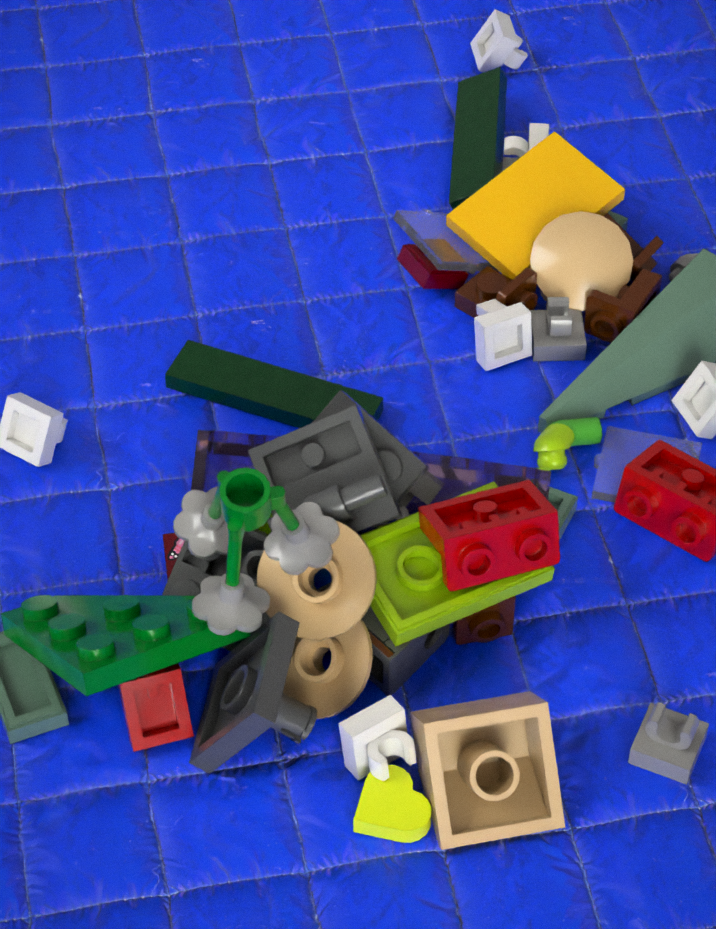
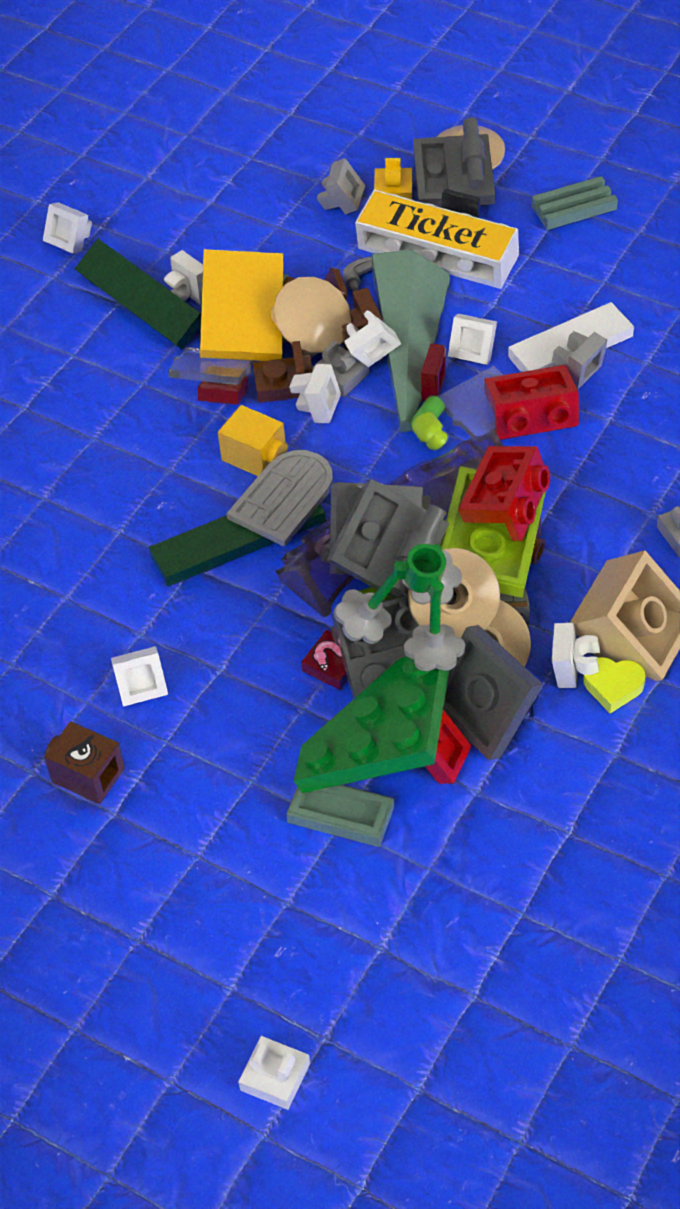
camera: 45 degrees left, 5 degrees up
(378, 382) = (284, 495): none -> light grey window
(387, 326) = (251, 440): none -> yellow brick
(594, 319) = (371, 341): none -> white tile
(626, 398) = (433, 371): none -> dark red tile

